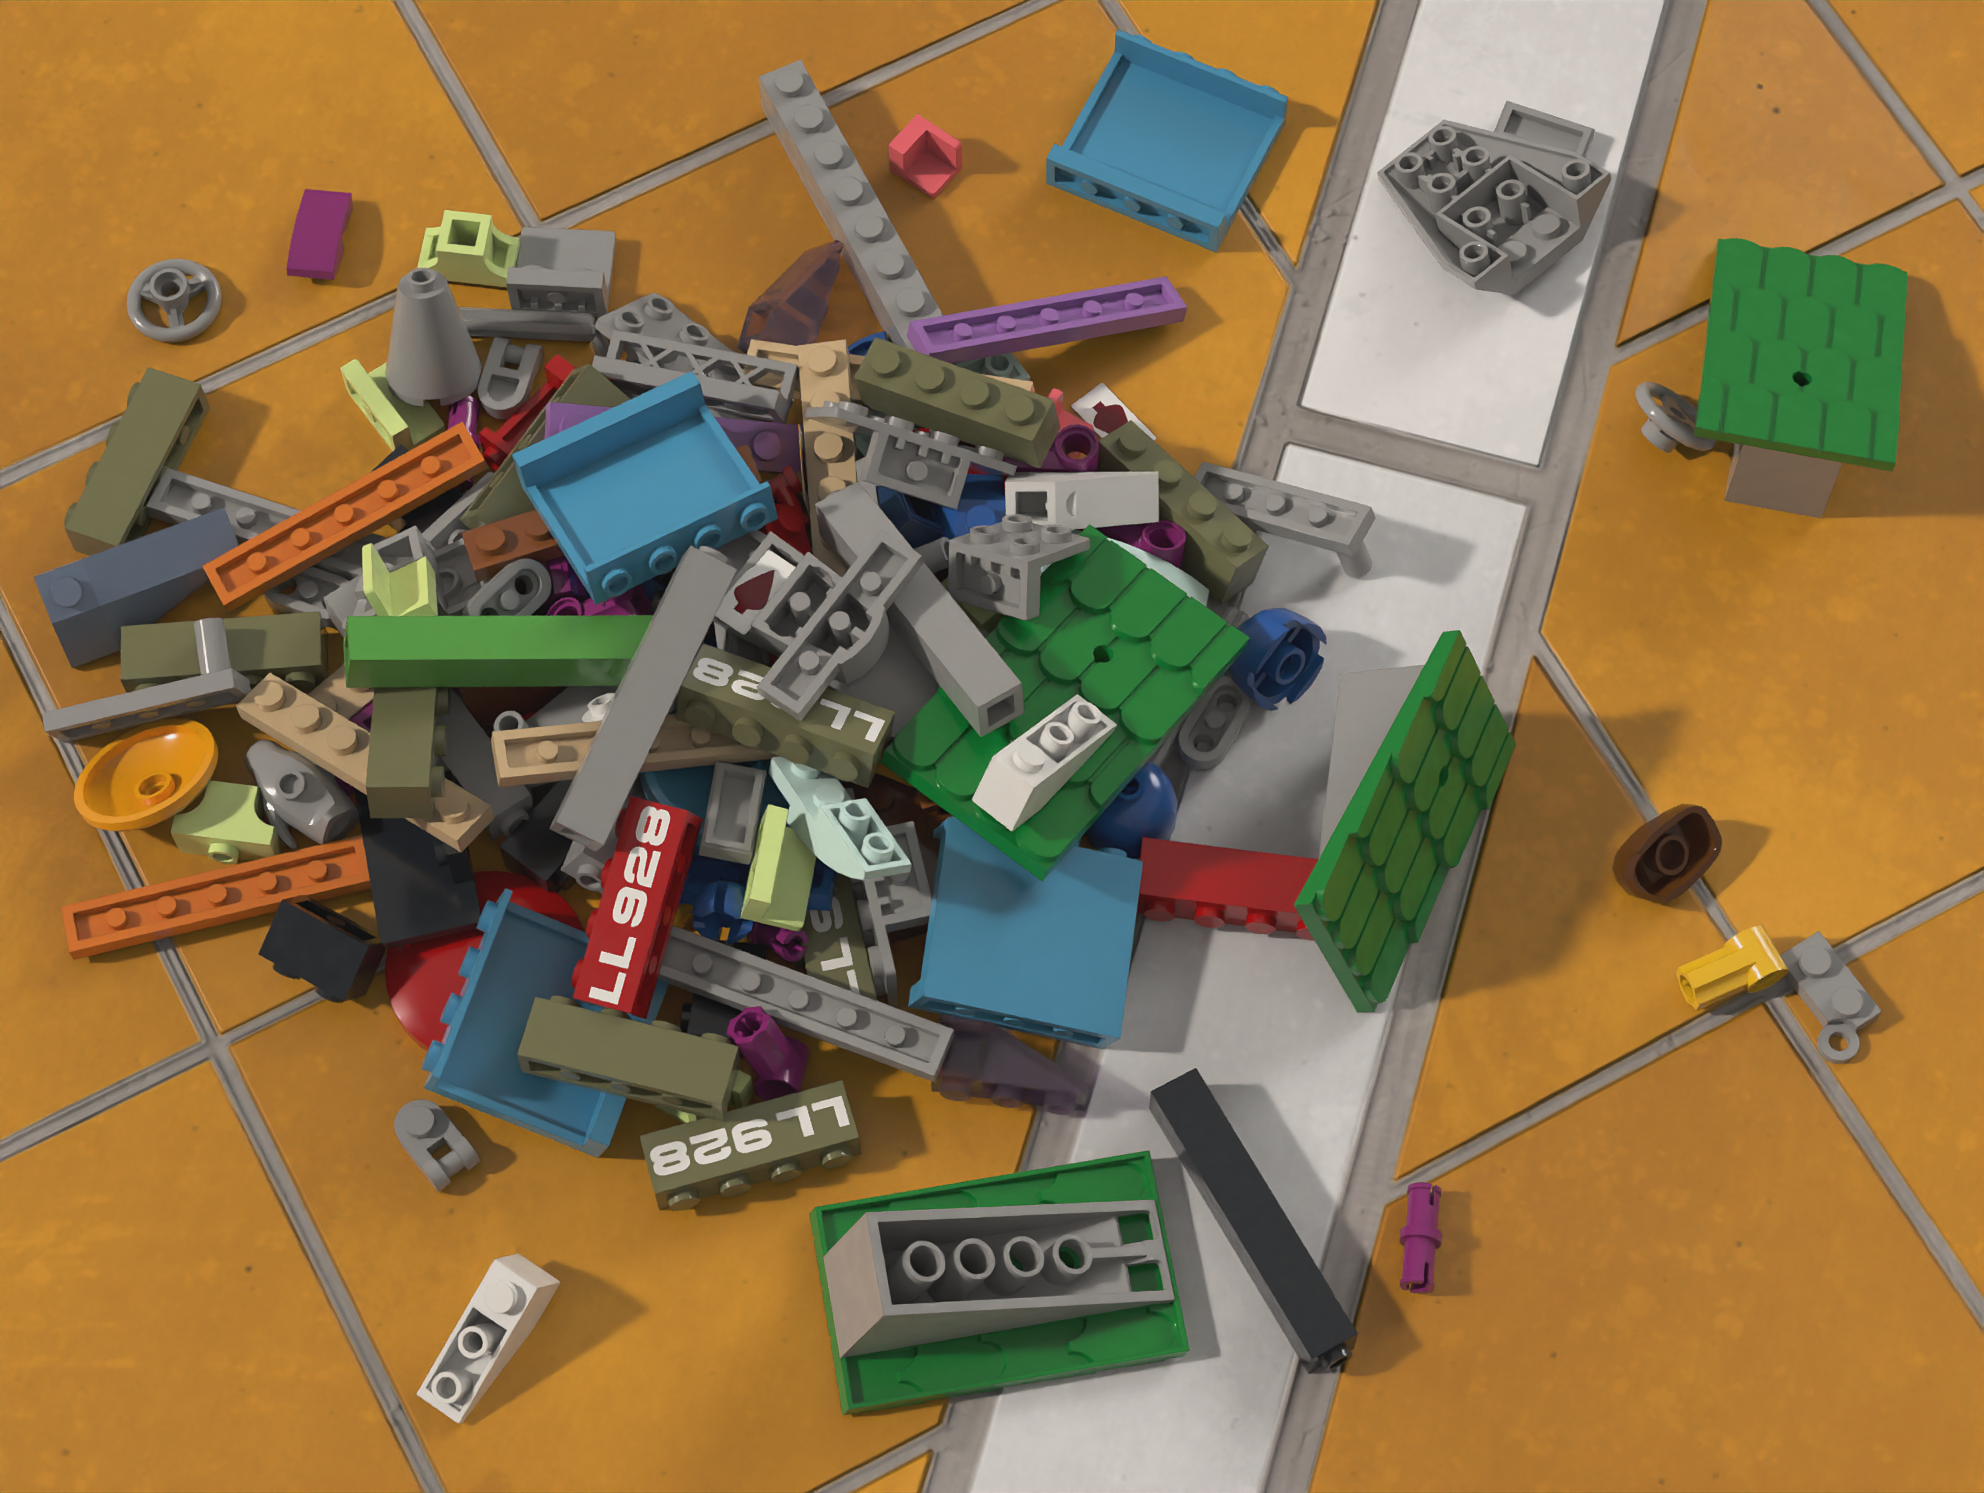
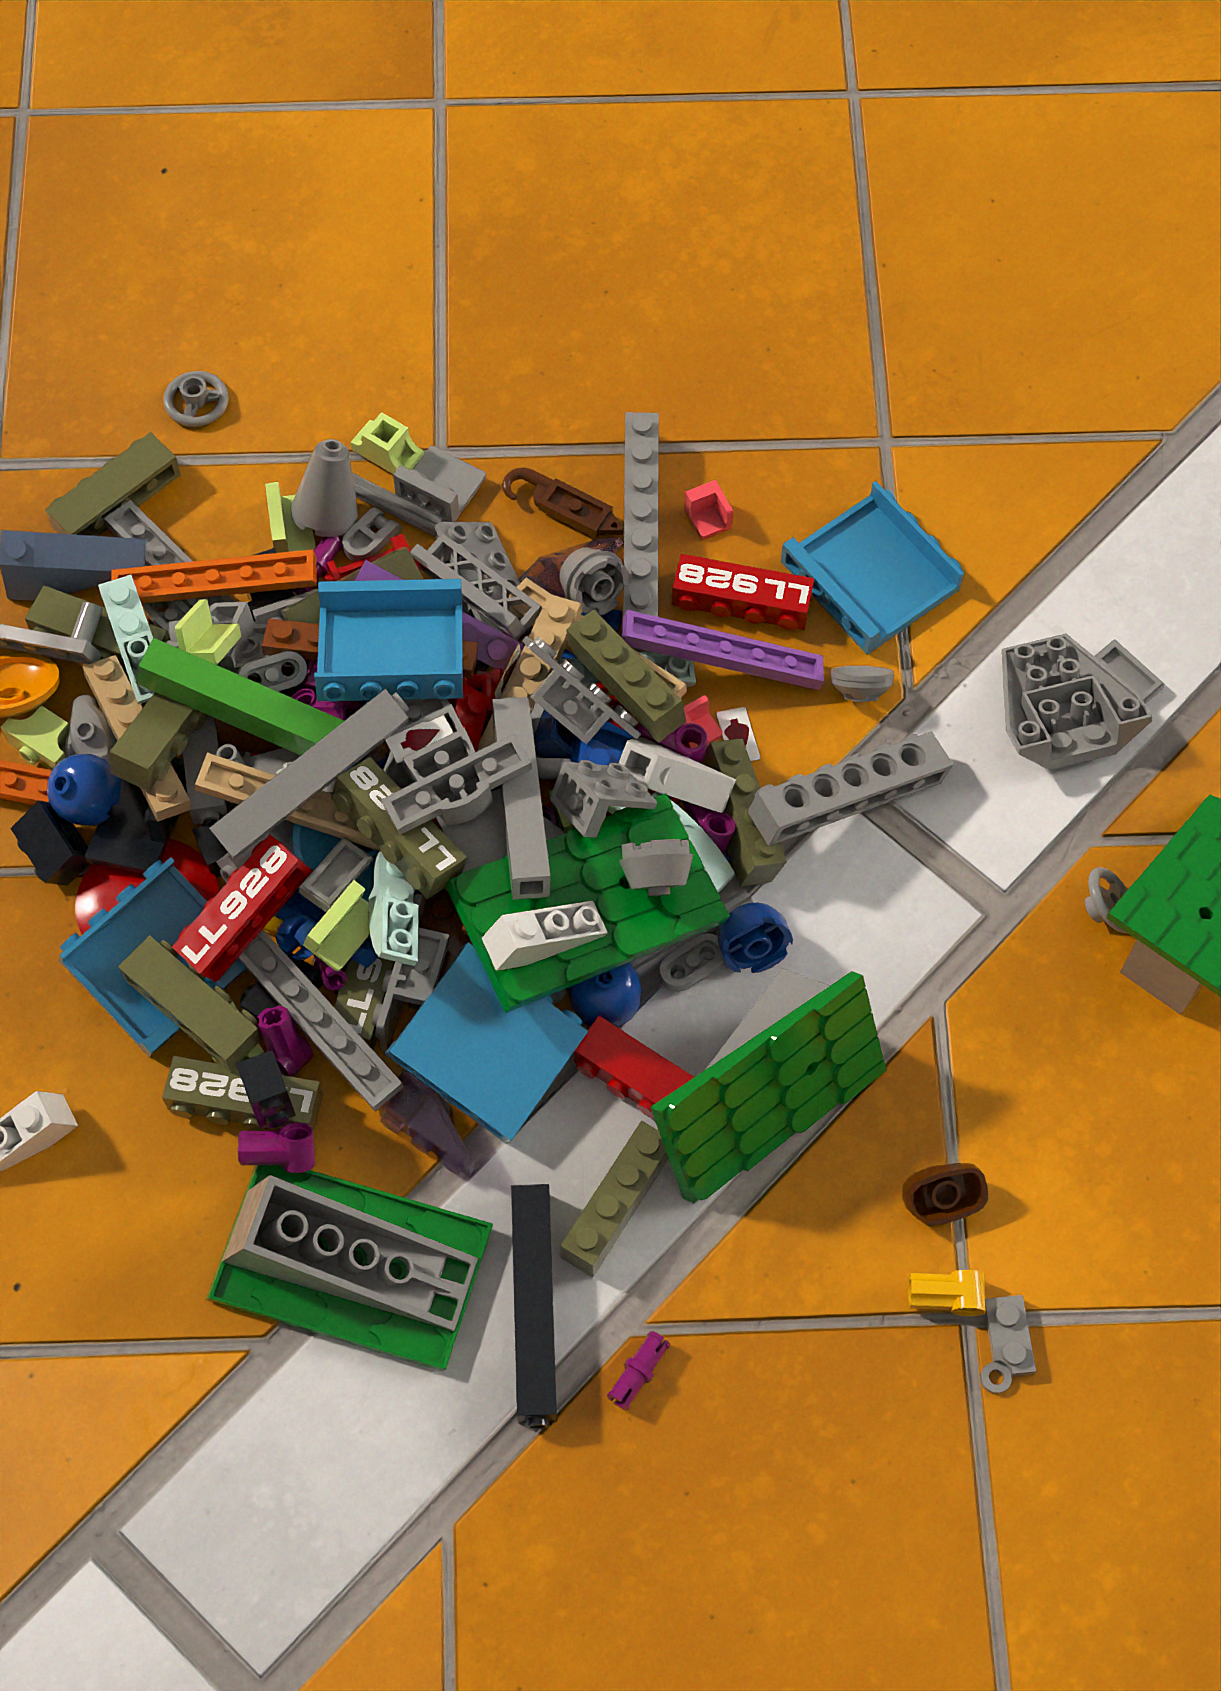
camera: 25 degrees right, 0 degrees up
(287, 637) = (129, 627): none -> light aqua slope
(318, 234) = (302, 396): magenta slope -> none
(334, 858) = (83, 789): none -> blue cylinder
(422, 1131) = (53, 987): light grey plate -> none
(739, 226) = (566, 503): none -> reddish brown plate
(794, 1116) = (266, 1090): none -> black brick
(839, 303) = (593, 579): none -> light grey cone
(849, 1179) = (288, 1147): none -> magenta piece
(1025, 240) = (742, 592): none -> red brick
(1137, 613) = (656, 865): none -> light grey cone
(1234, 286) = (862, 682): none -> light grey piece
(1284, 1048) = (615, 1200): none -> olive brick
(1294, 421) = (849, 787): none -> light grey brick
(1294, 513) = (830, 863): light grey piece -> none

